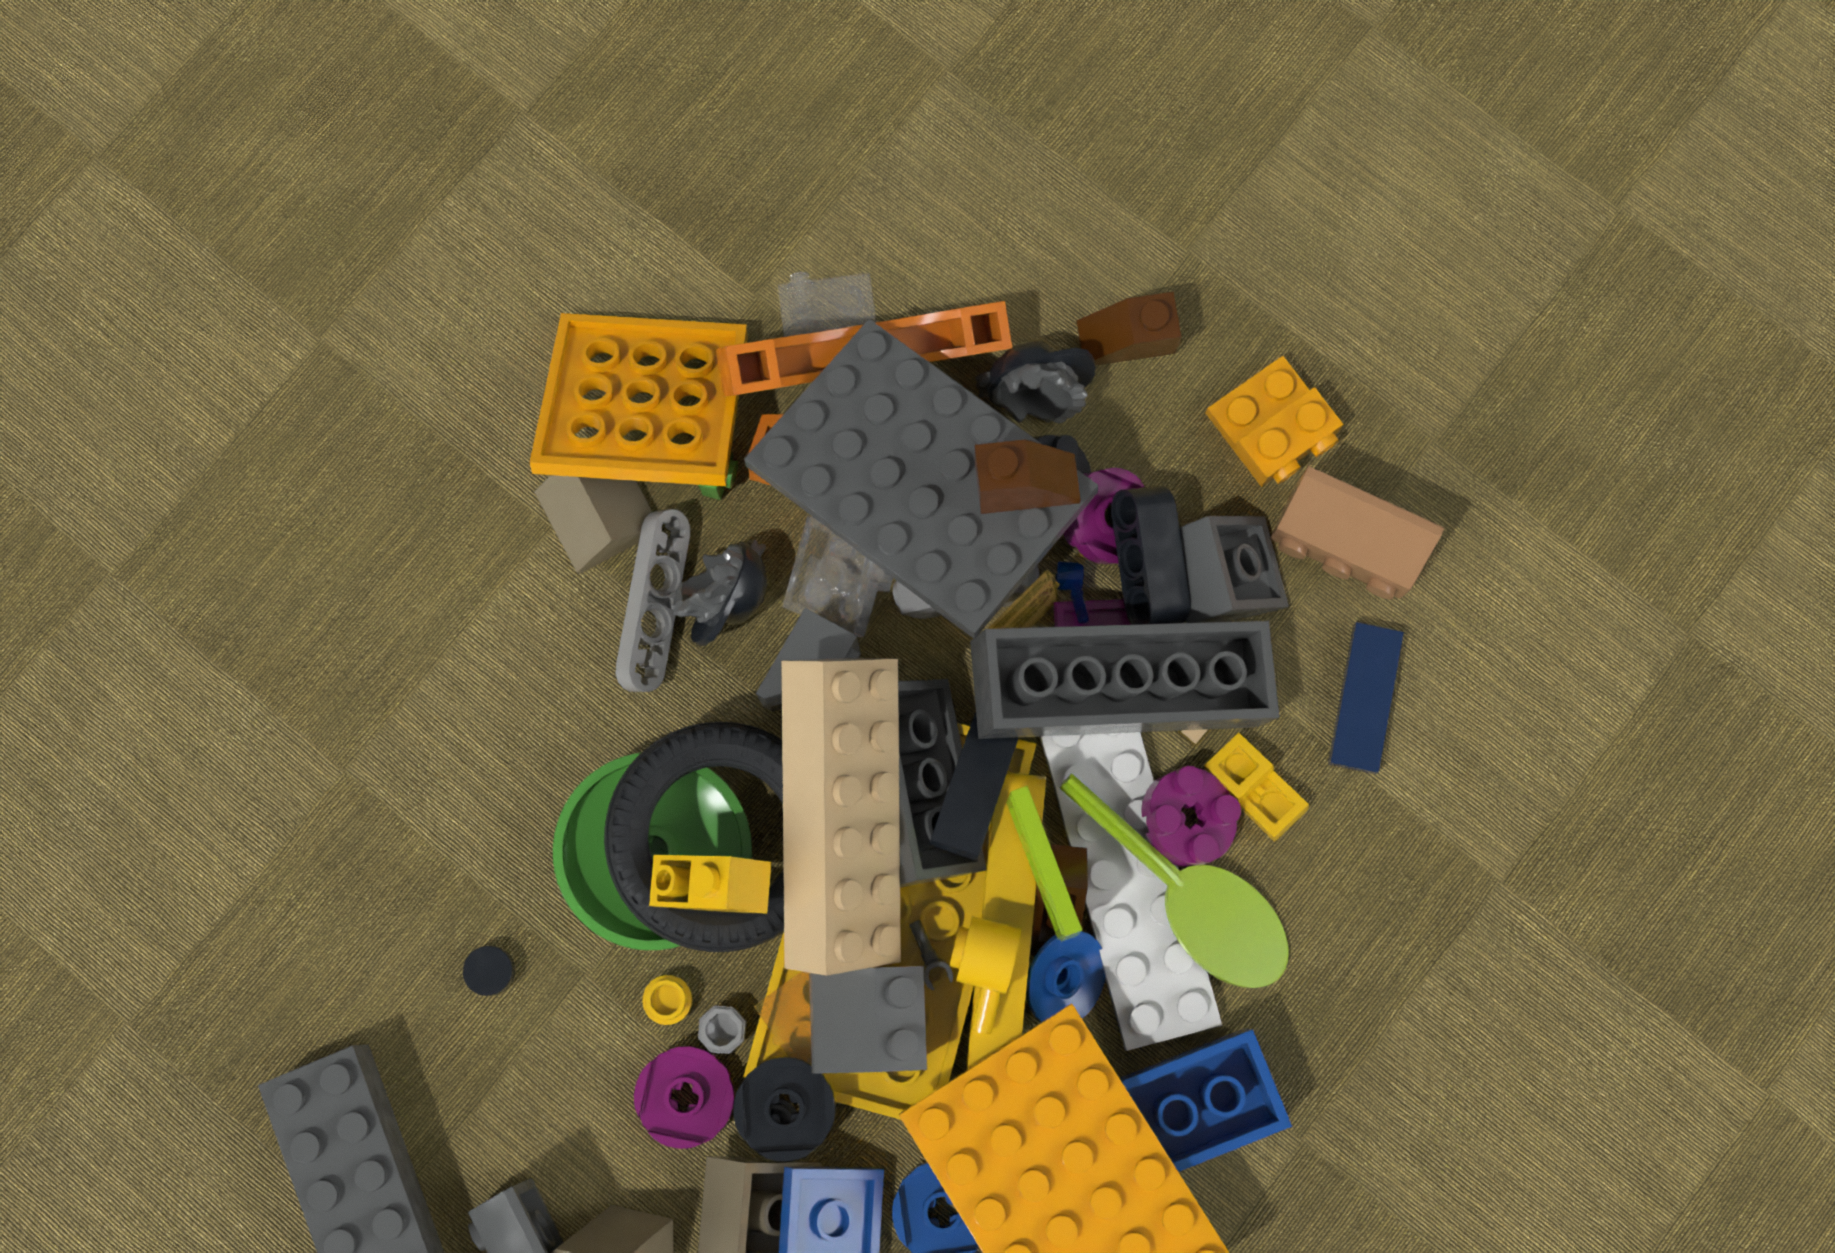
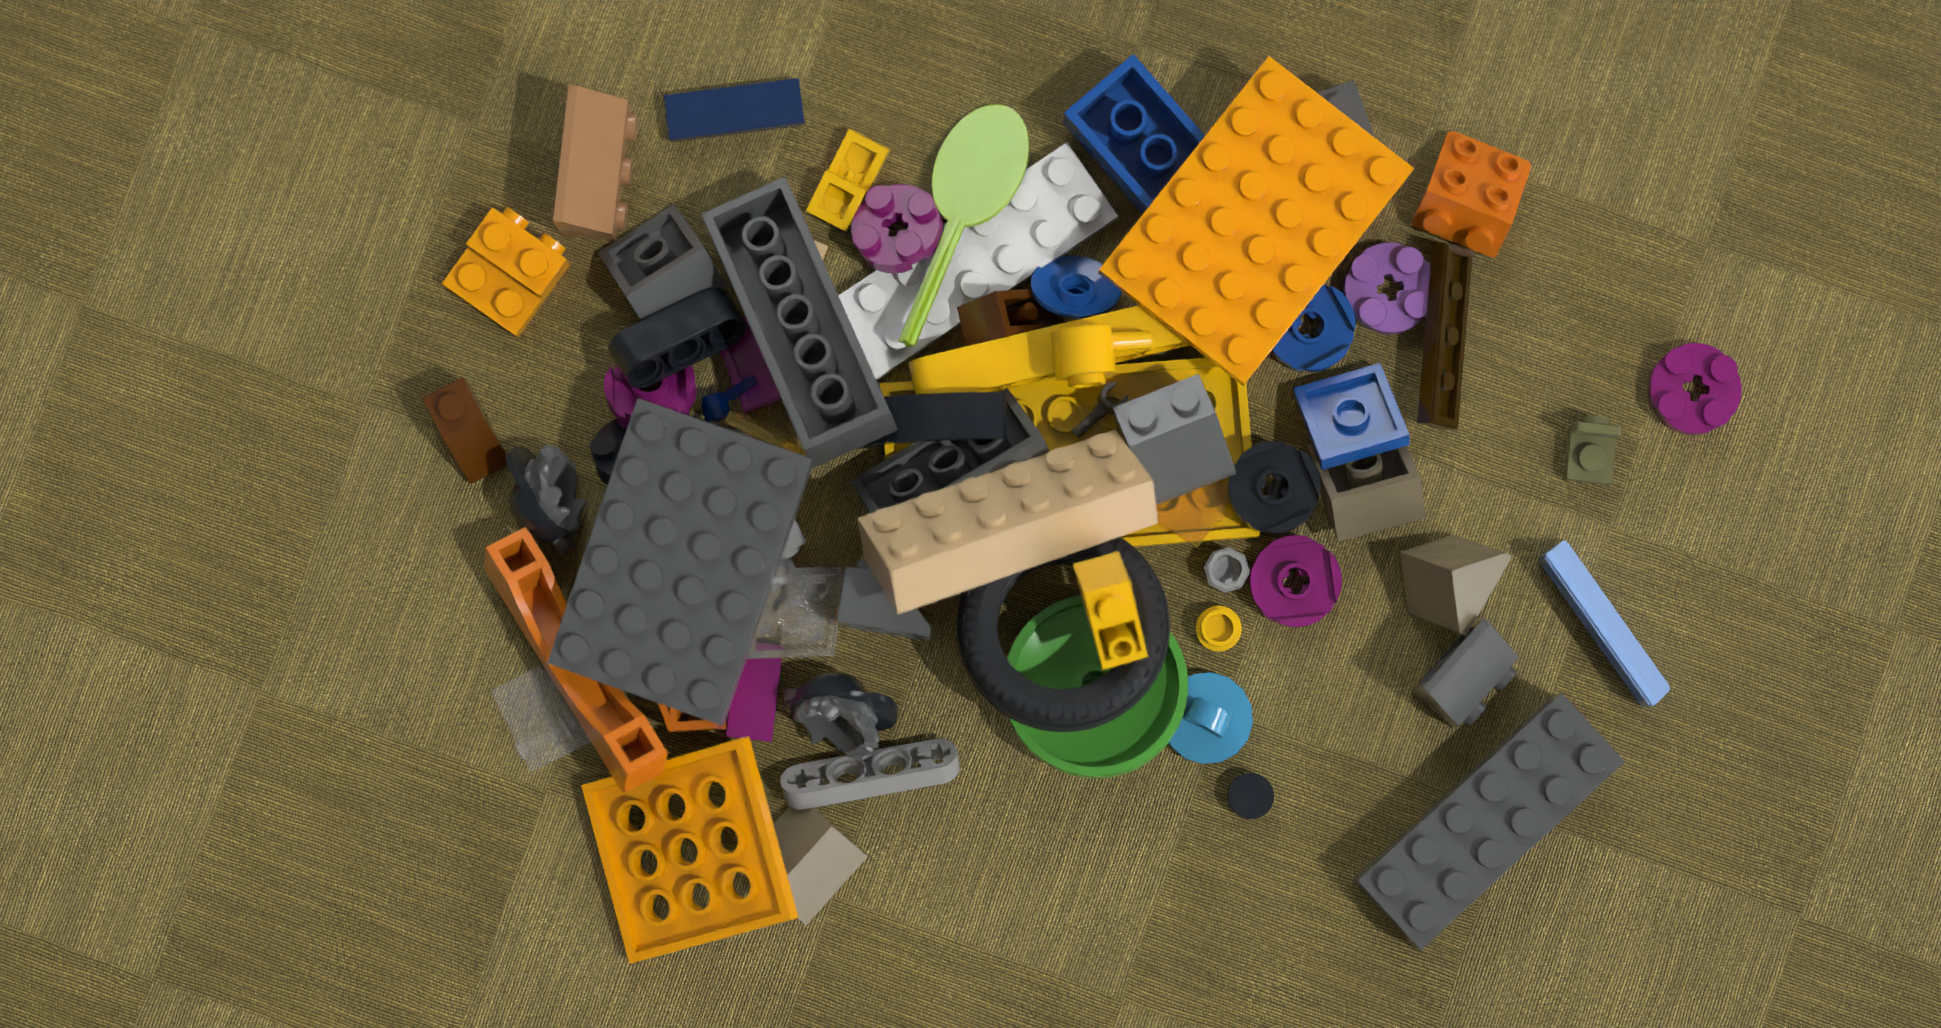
camera: 115 degrees left, 5 degrees up
(577, 962) = (1214, 720): none -> dark azure tile
(766, 515) = (755, 700): none -> magenta tile
(1024, 476) = (657, 461): reddish brown slope -> none
(1043, 864) = (989, 333): lime tile -> none

